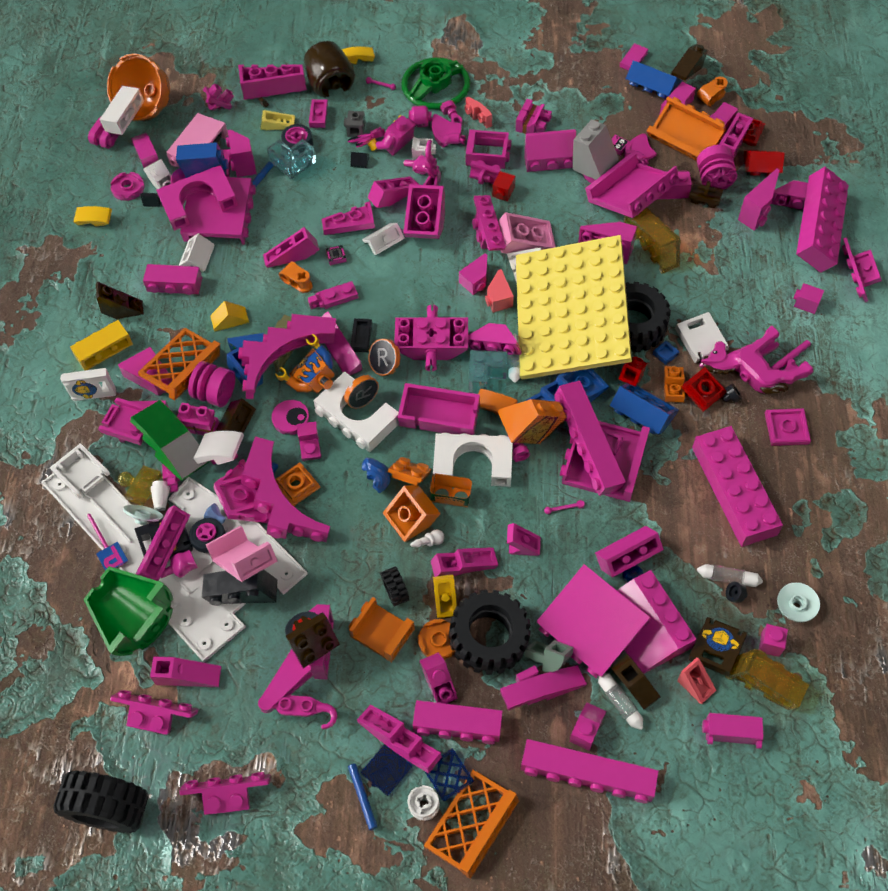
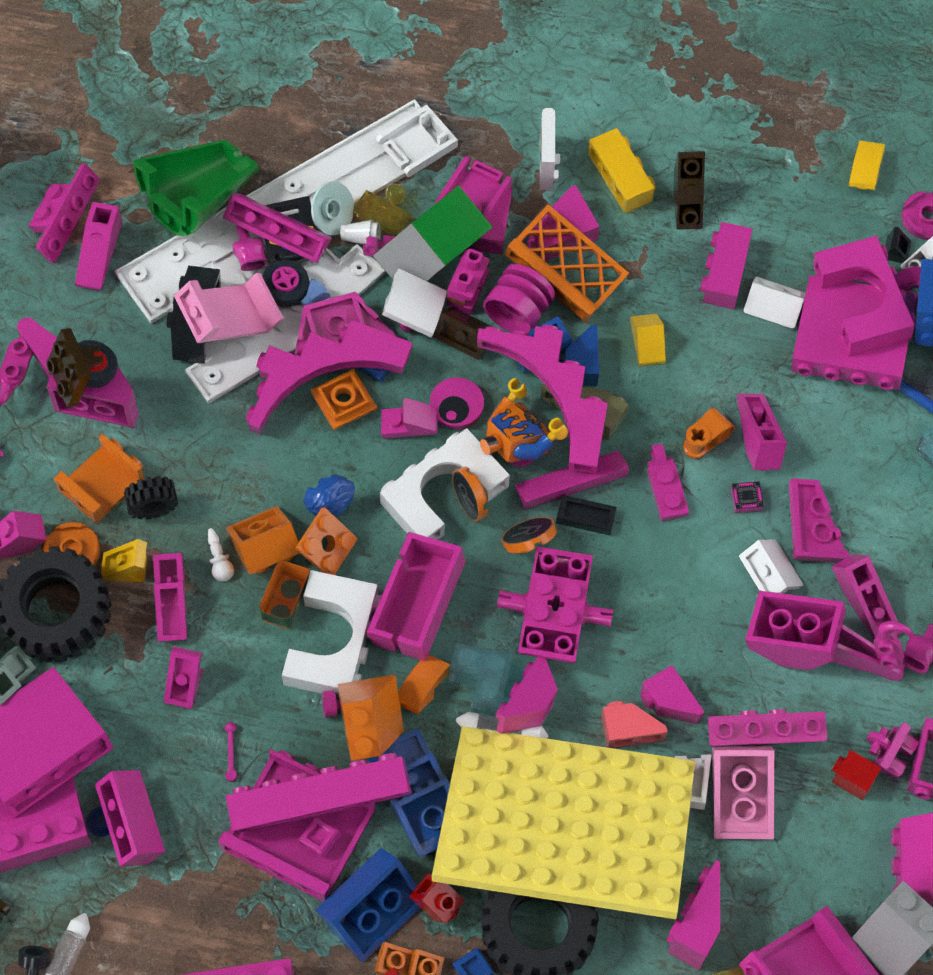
camera: 95 degrees right, 5 degrees up
(111, 555) = (285, 175): piece -> none

